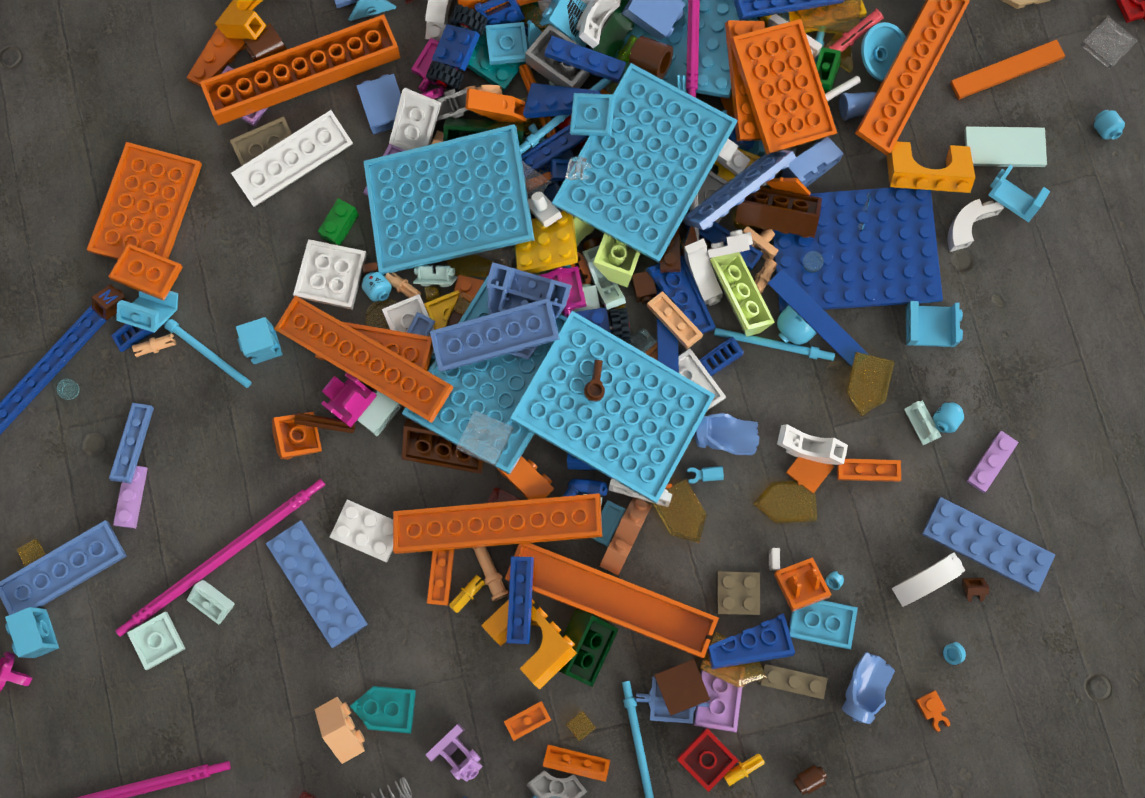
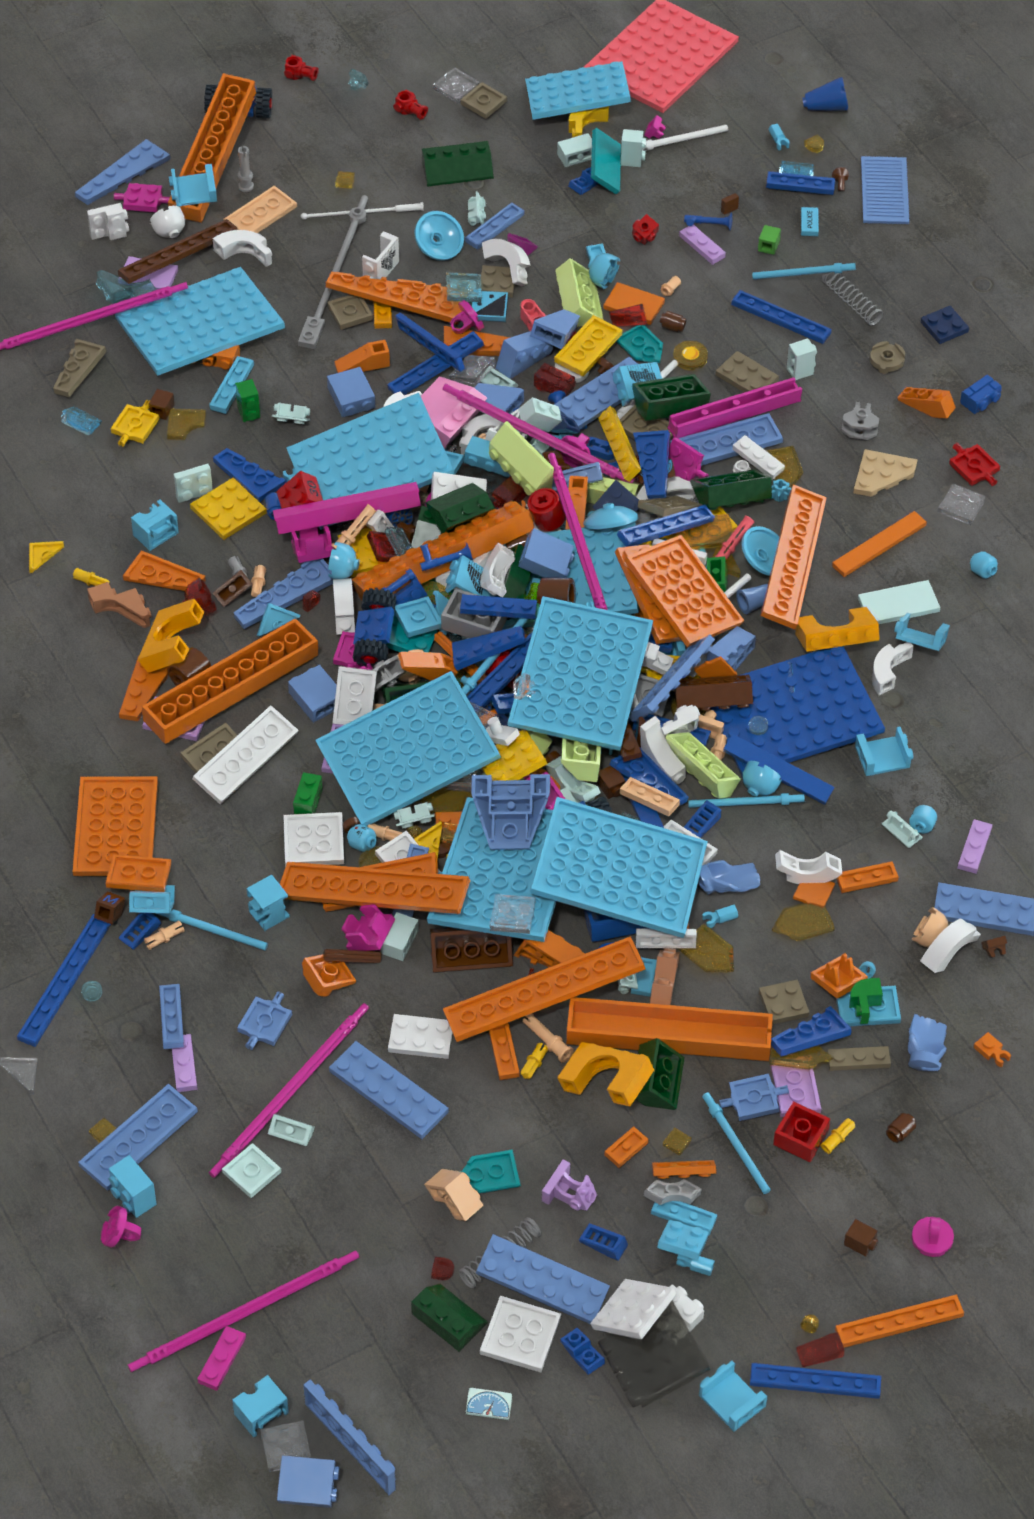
camera: 20 degrees left, 25 degrees down
(220, 472) = (264, 1021): none -> medium blue plate
(494, 335) = (493, 832): medium blue plate -> none
(520, 600) = (587, 1039): blue plate -> none
(592, 114) = (522, 643): medium azure tile -> none
(594, 389) = (599, 850): reddish brown plate -> none
(682, 687) = (759, 1080): reddish brown tile -> none
(774, 559) = (806, 964): white tile -> none
(818, 615) = (865, 994): none -> green brick
(869, 381) = (842, 808): clear yellow tile -> none
(914, 553) = (930, 927): none -> light nougat cylinder
(954, 653) = (994, 999): medium azure tile -> none

